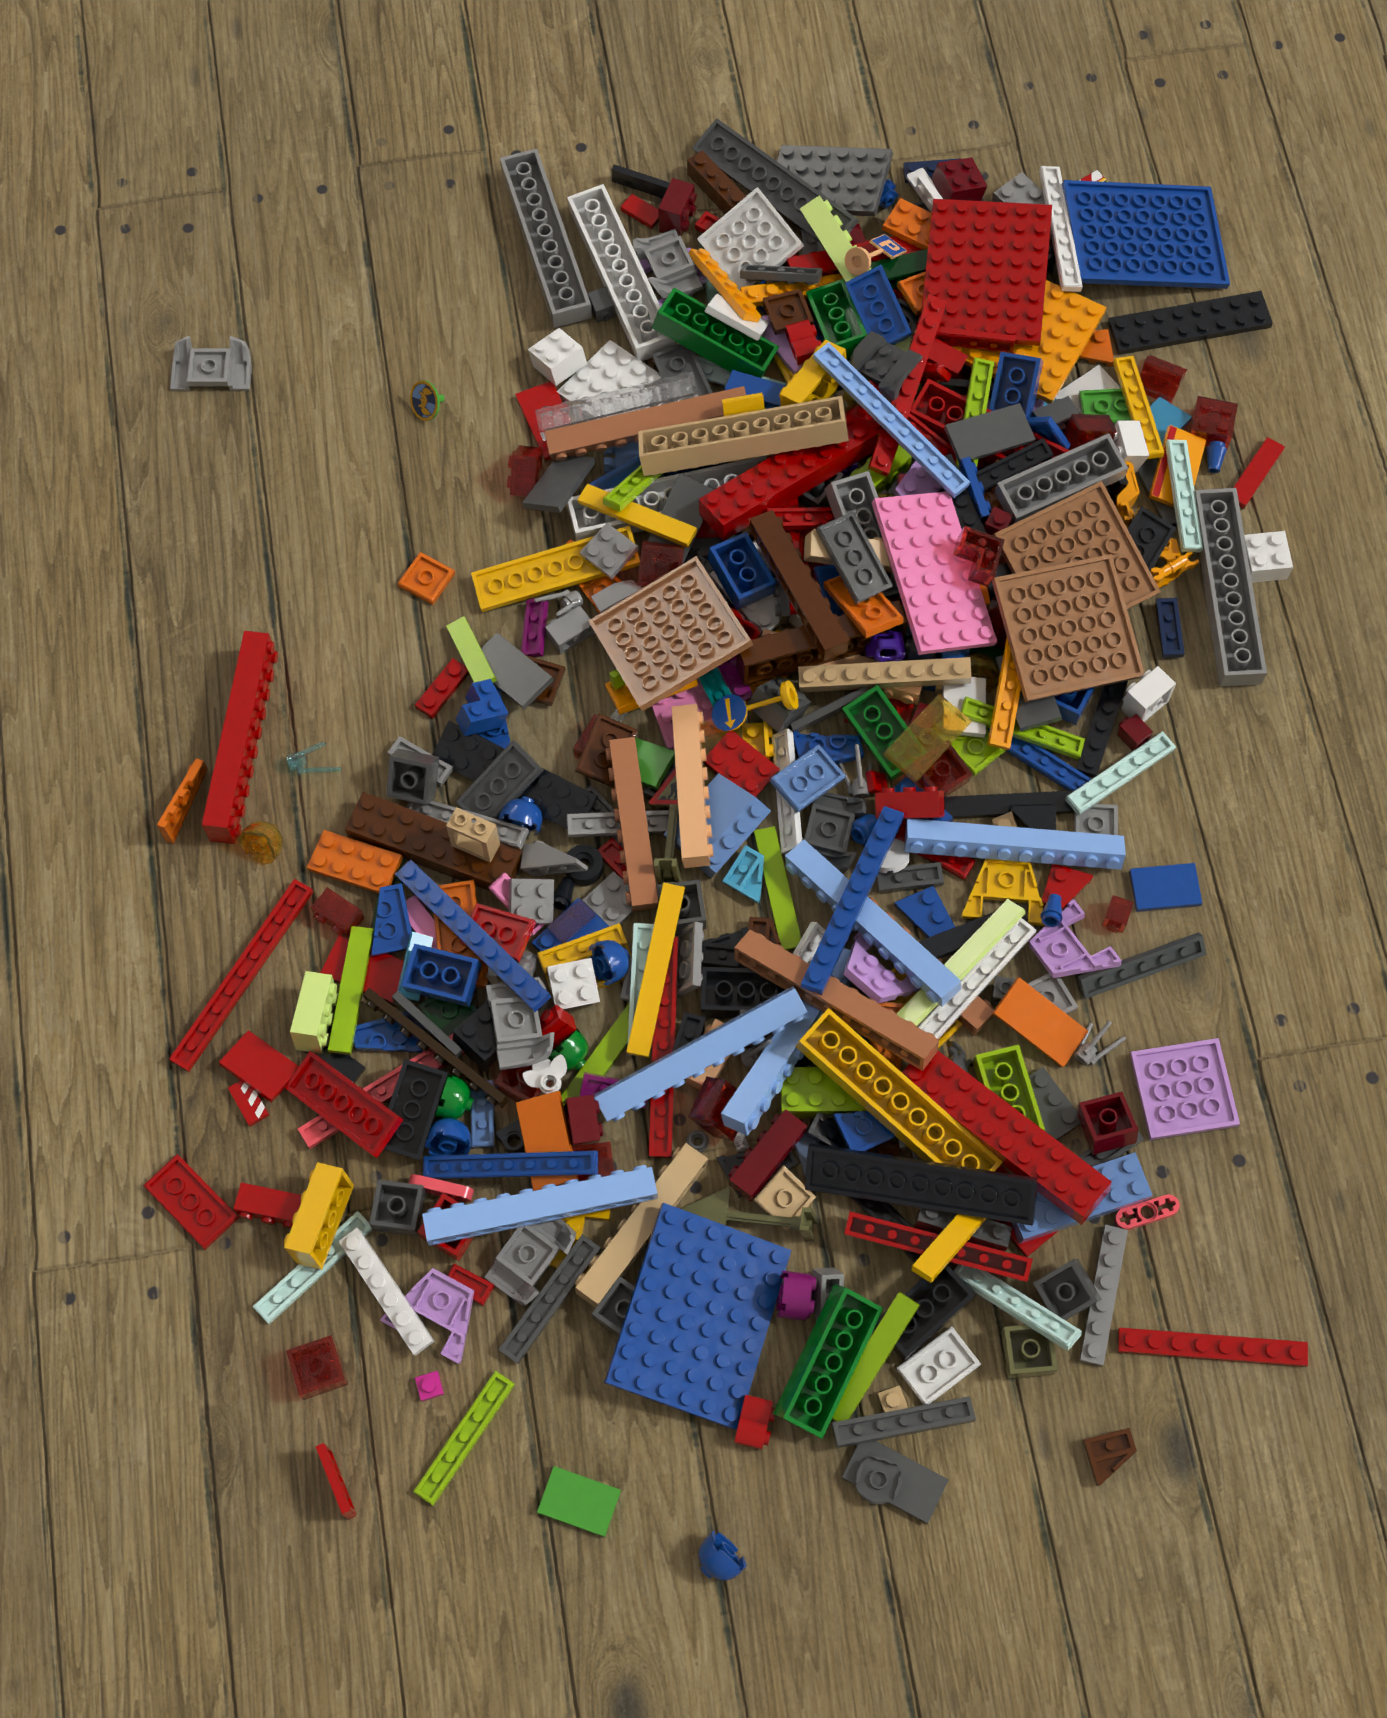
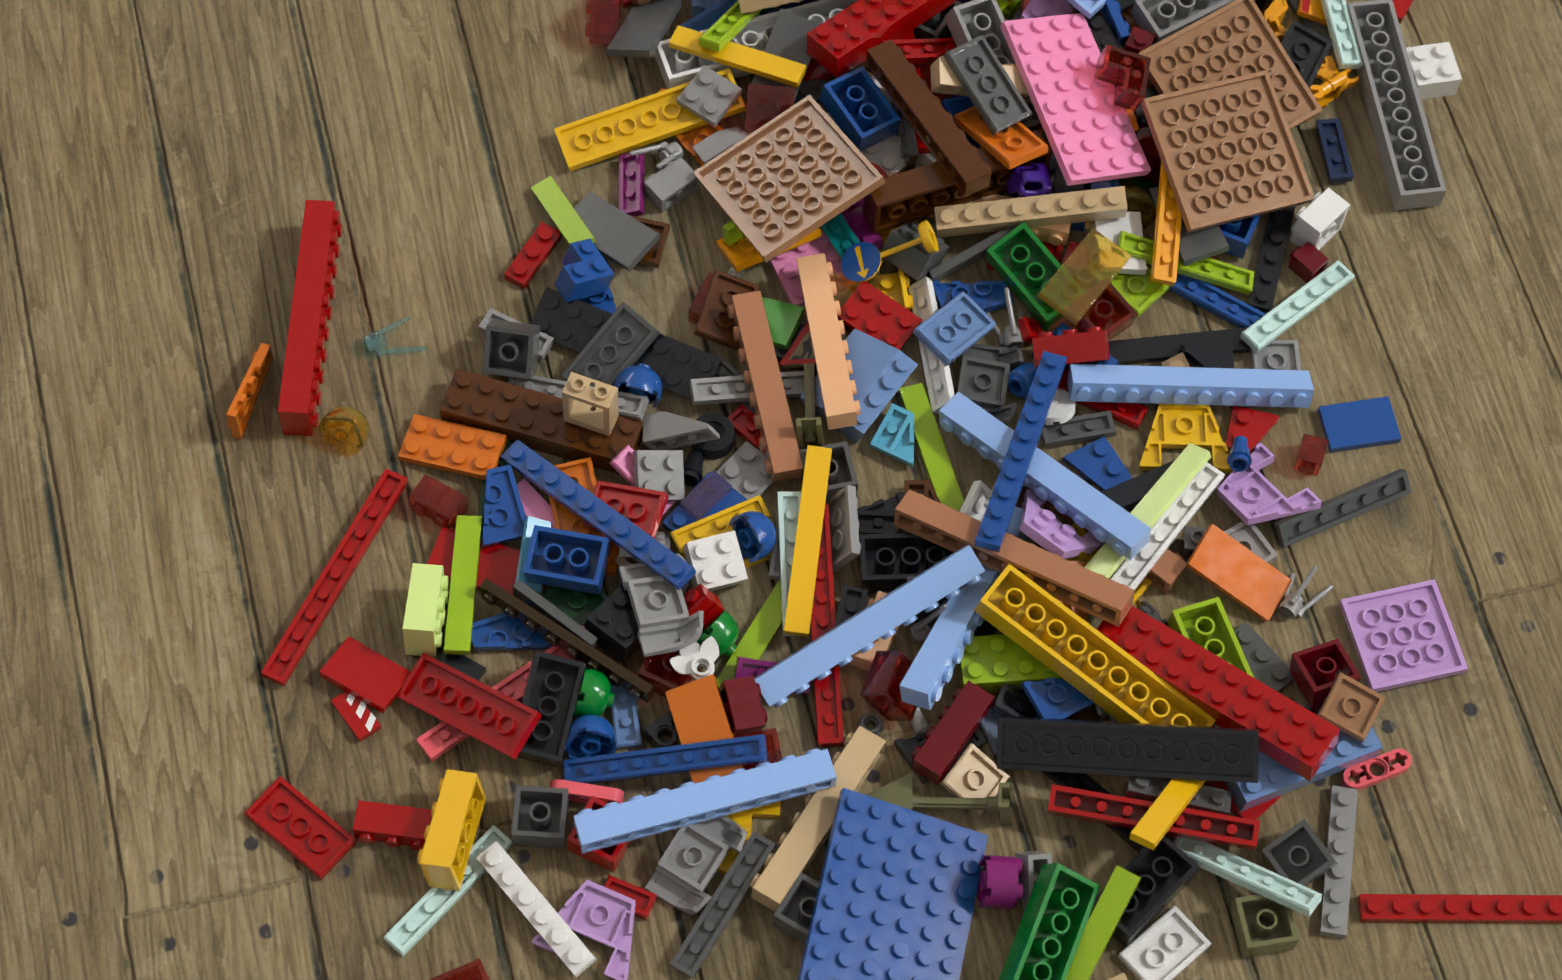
camera: 10 degrees left, 5 degrees down
(426, 578) = (502, 138): orange tile -> none
(1126, 1158) = (1351, 707): none -> medium nougat tile

